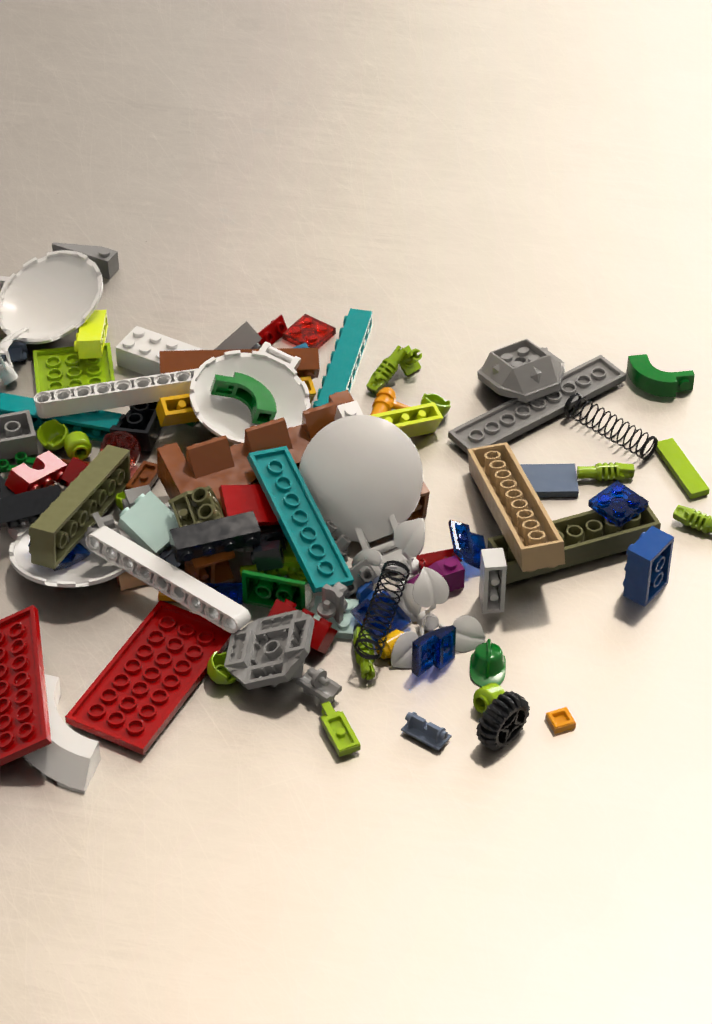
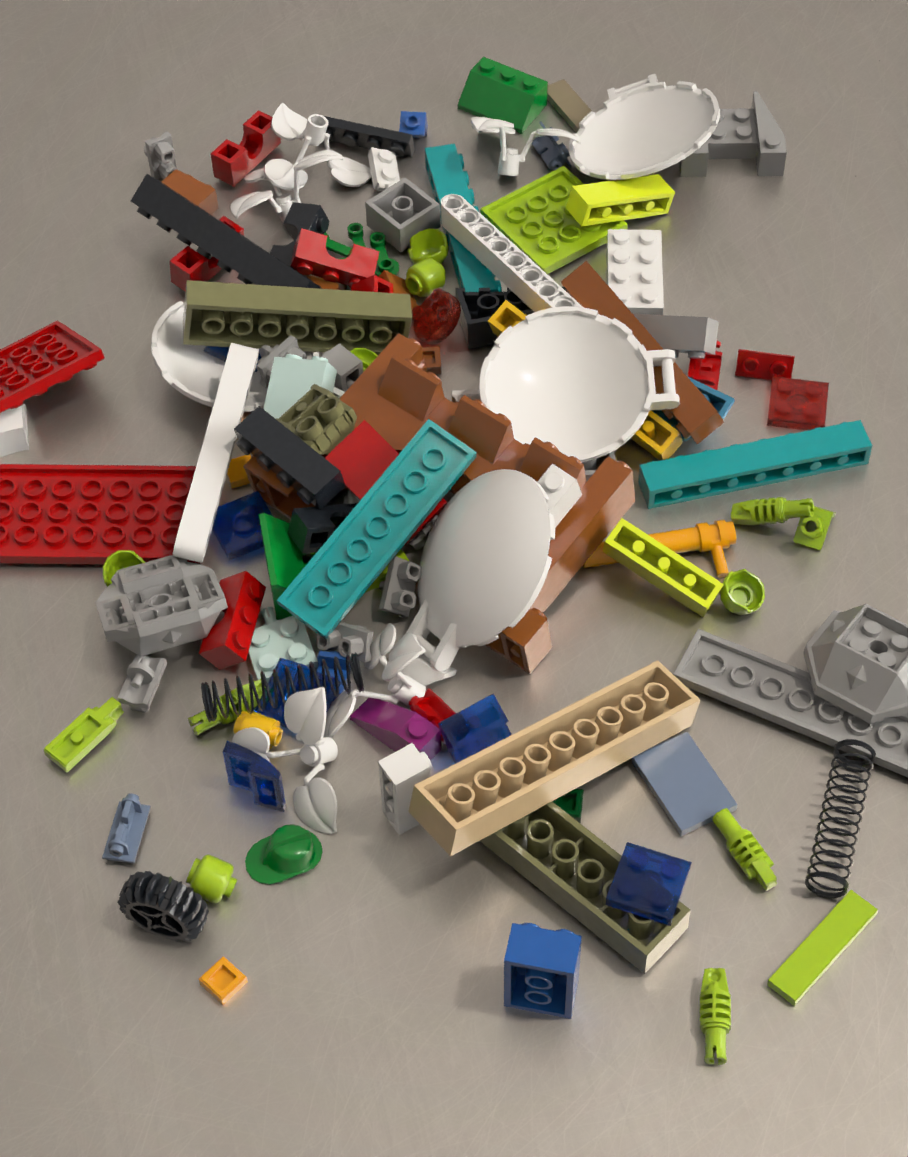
camera: 65 degrees right, 10 degrees up
(250, 392) = (566, 401): green arch -> none
(333, 602) = (267, 631): light grey hips -> none

